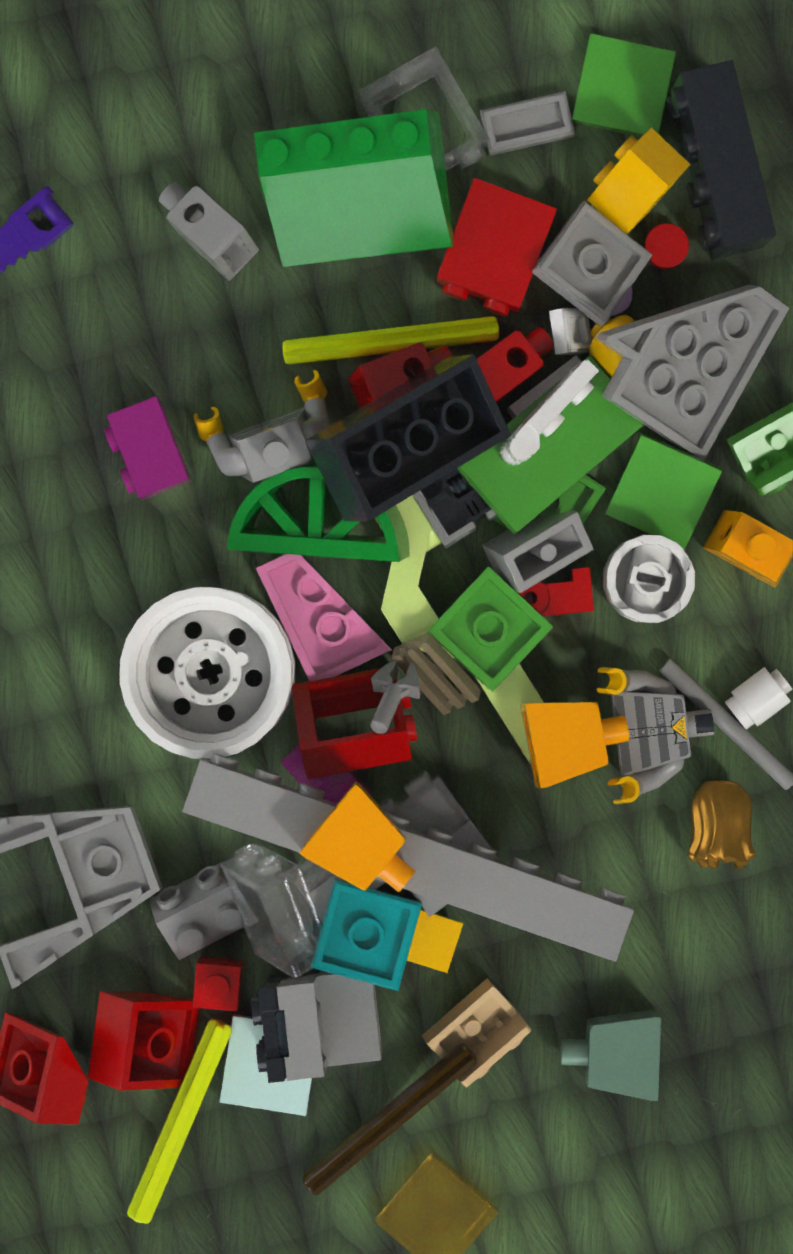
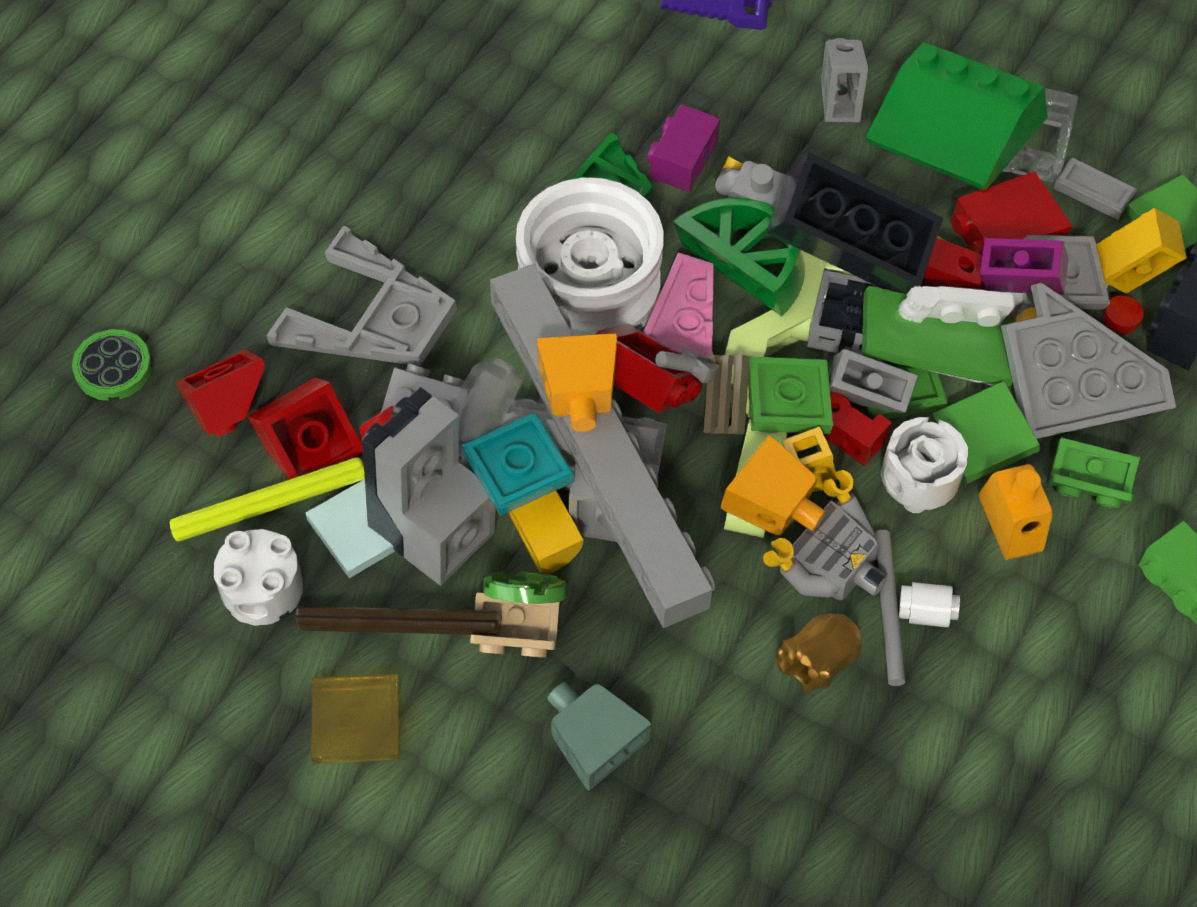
camera: 40 degrees right, 30 degrees down
(120, 540) = (612, 164): none -> green wing
(250, 1194) = (258, 576): none -> white brick
(459, 1004) = (525, 587): none -> bright green tile
(559, 669) = (819, 463): none -> yellow brick
(571, 319) = (1019, 263): none -> magenta brick

